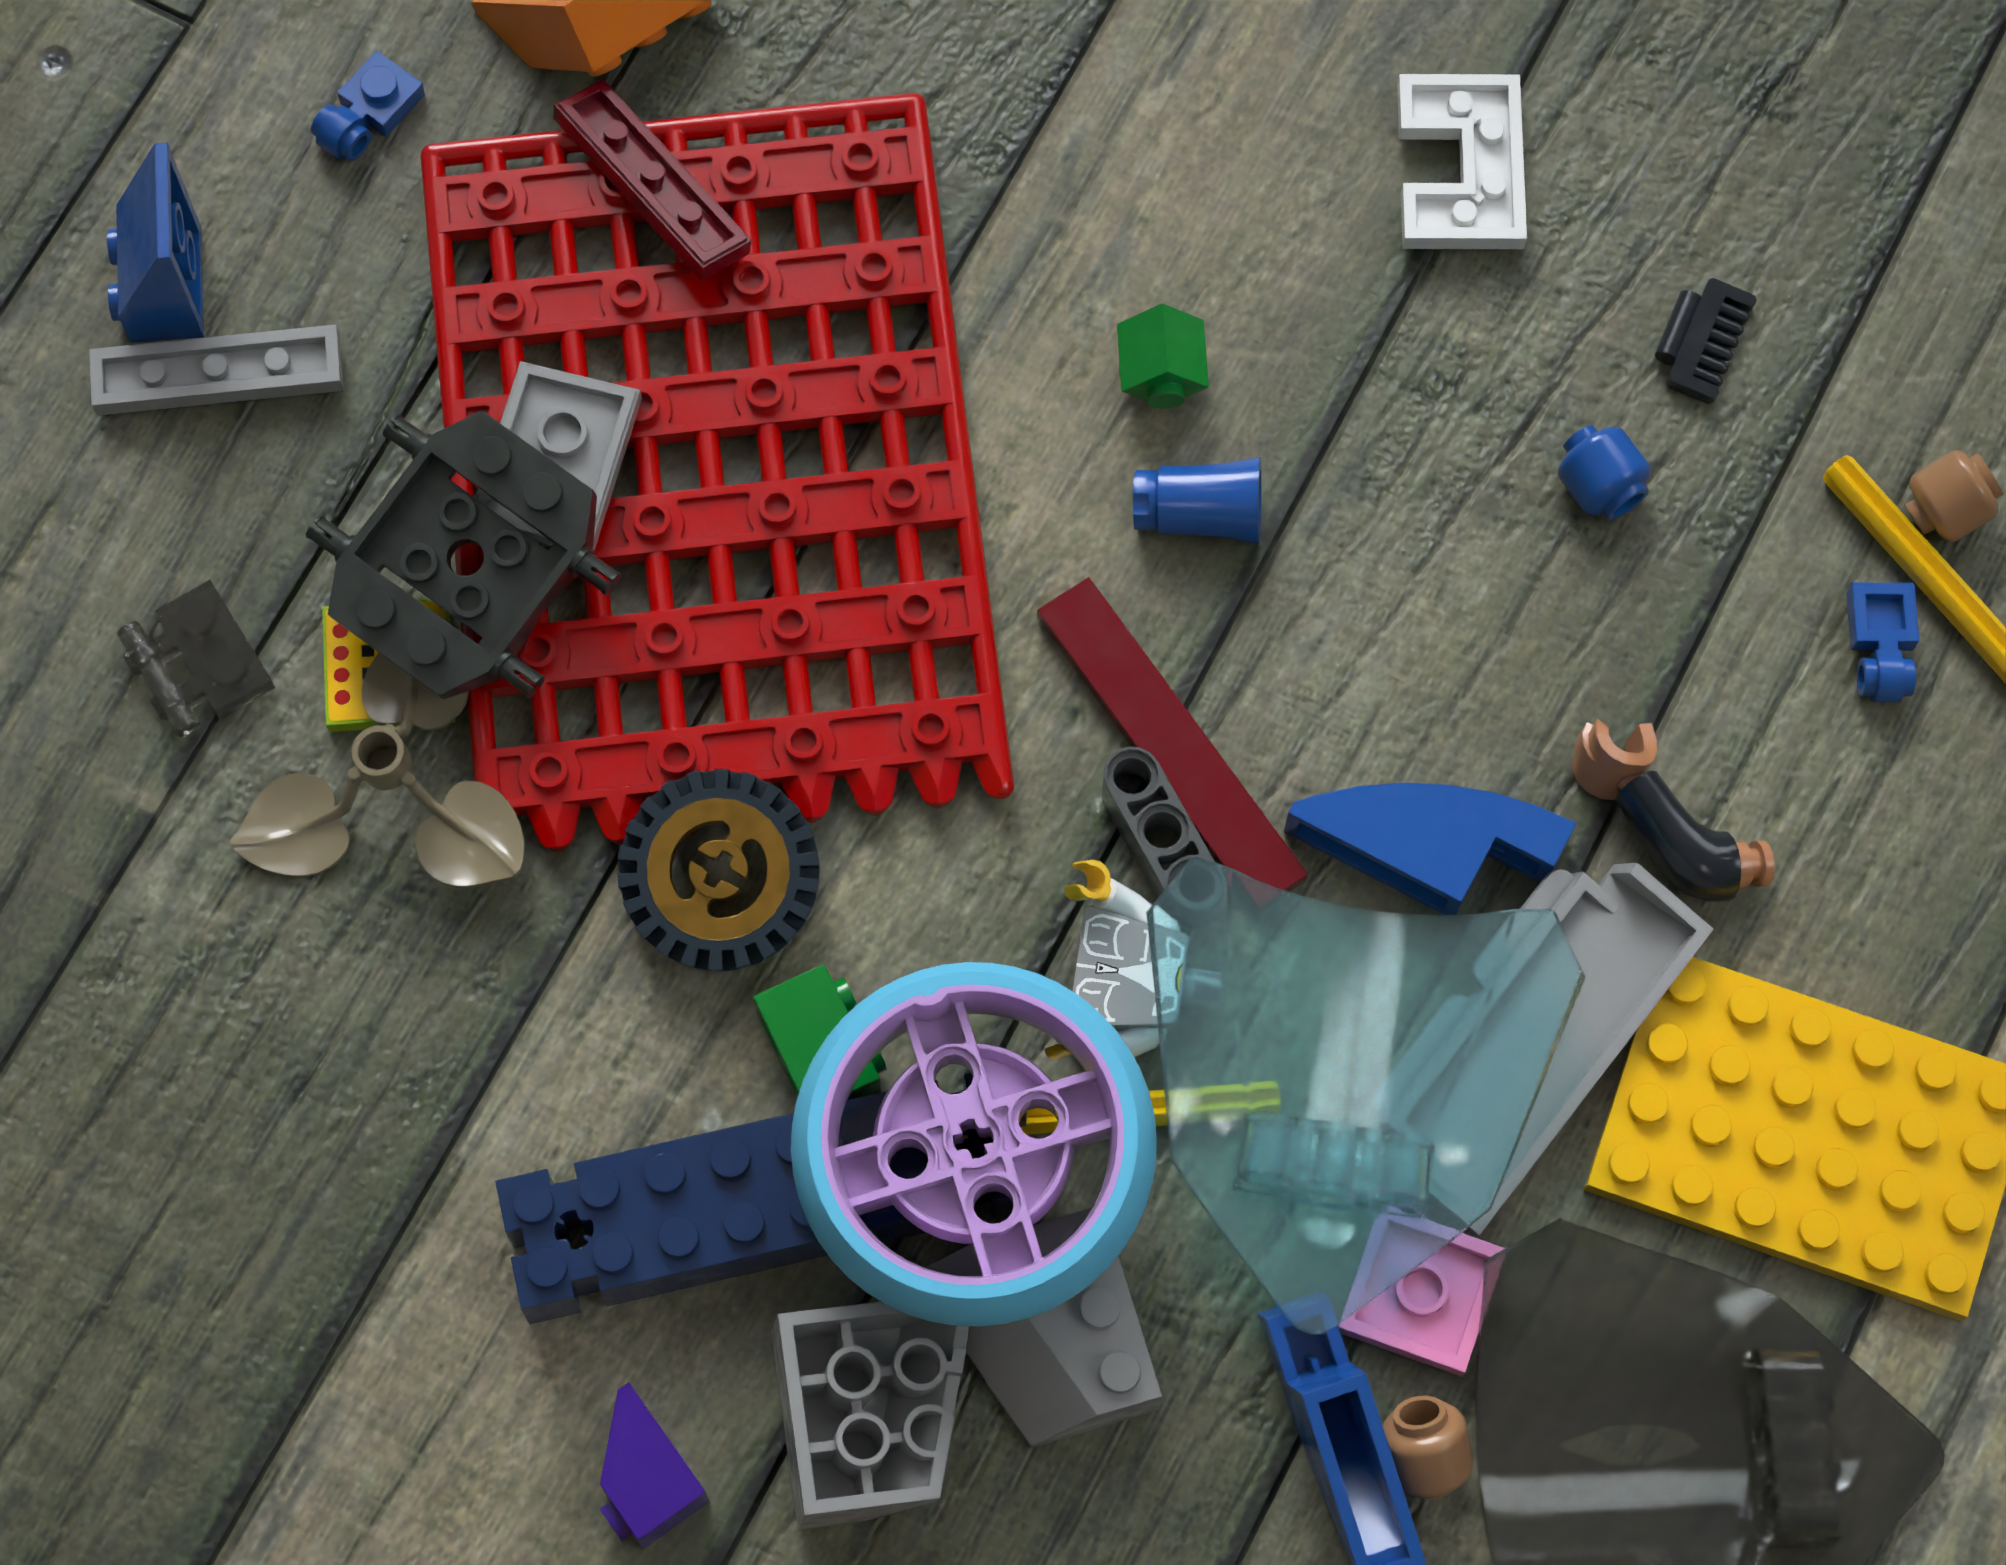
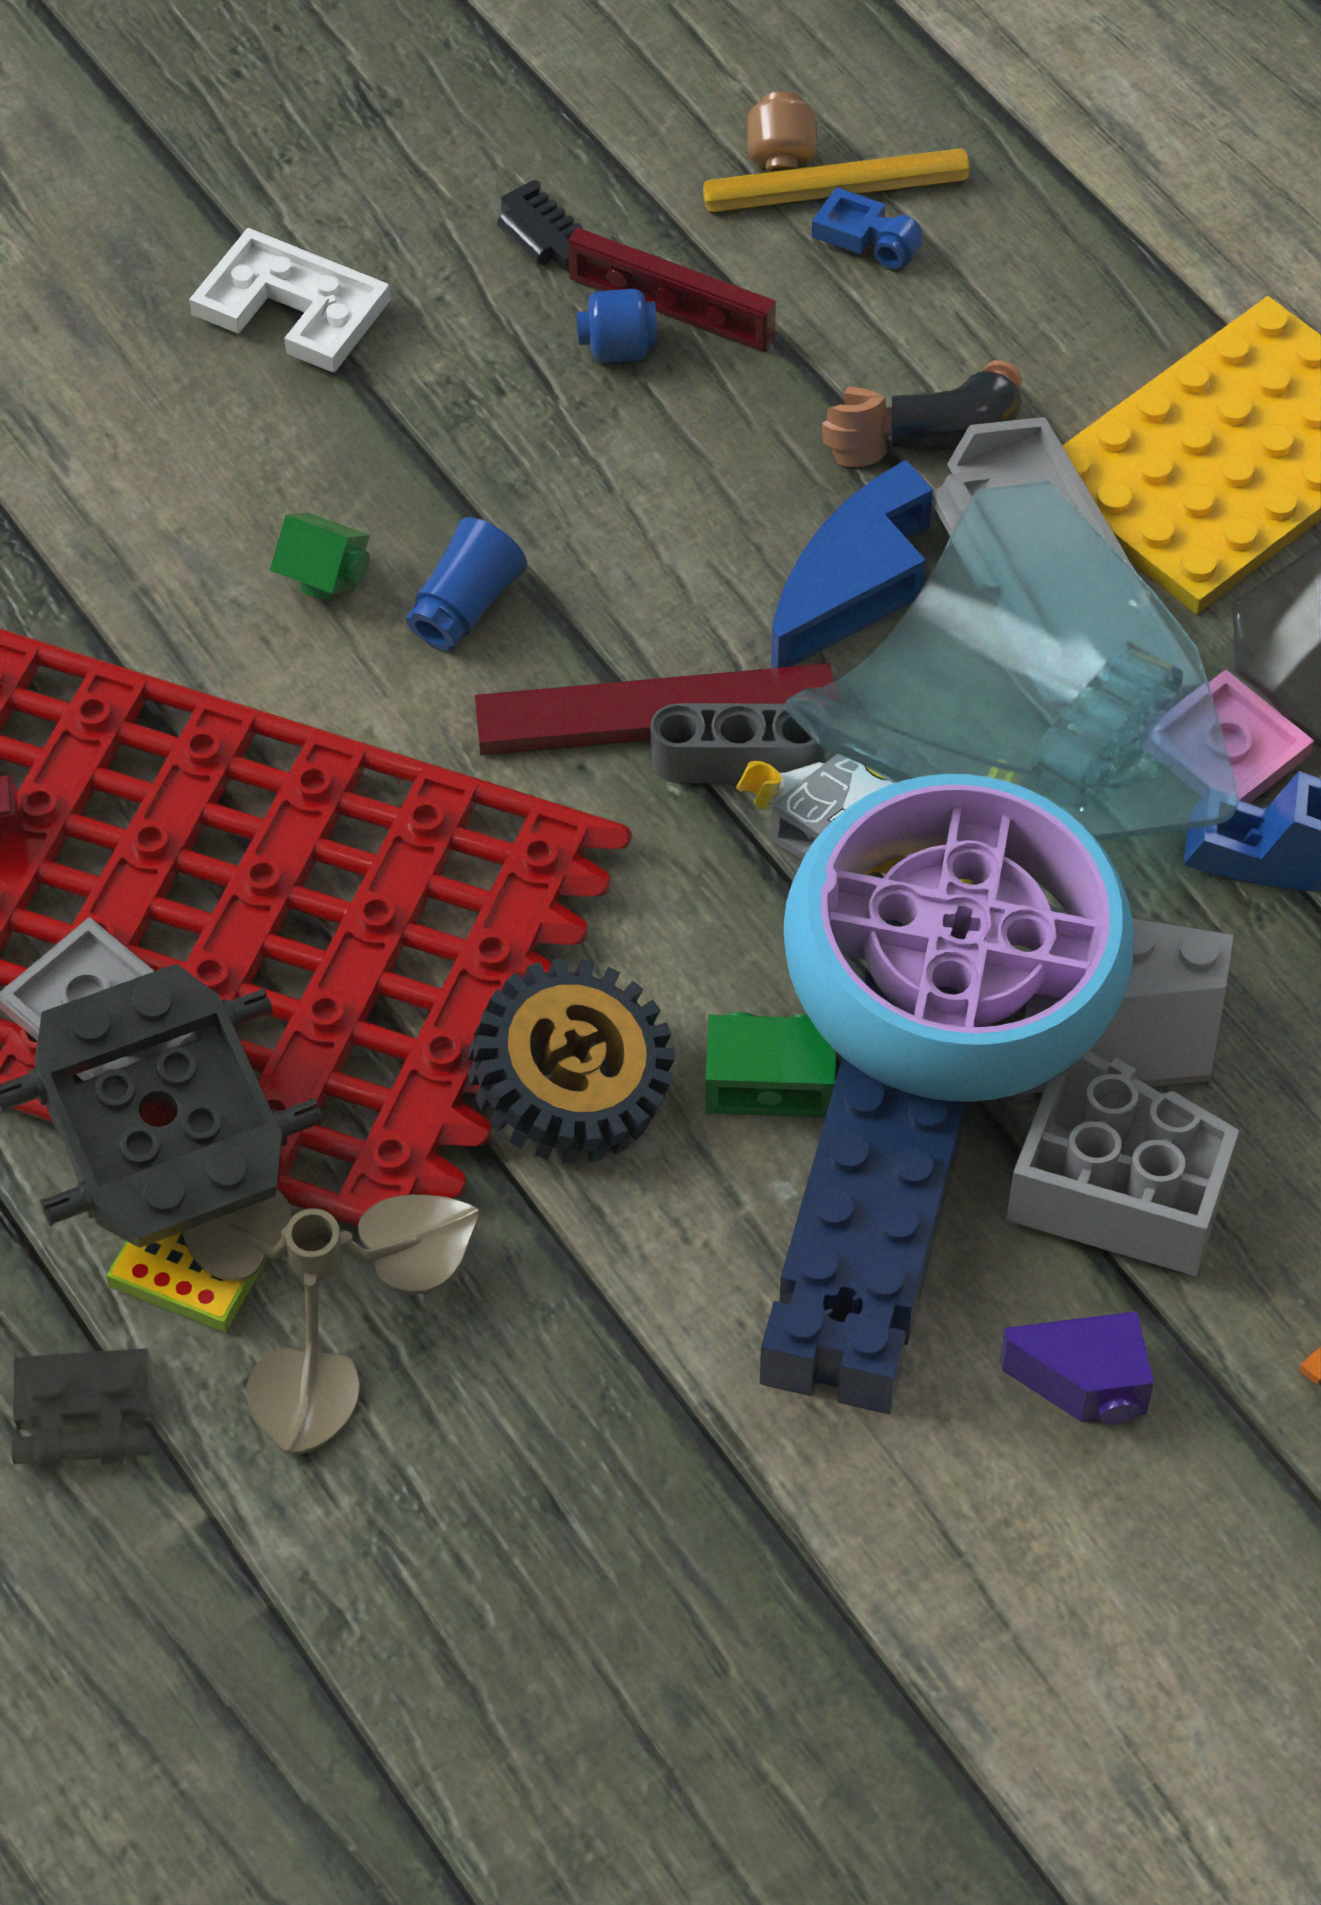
camera: 60 degrees left, 15 degrees down
(1682, 497) = (674, 289): none -> dark red tile

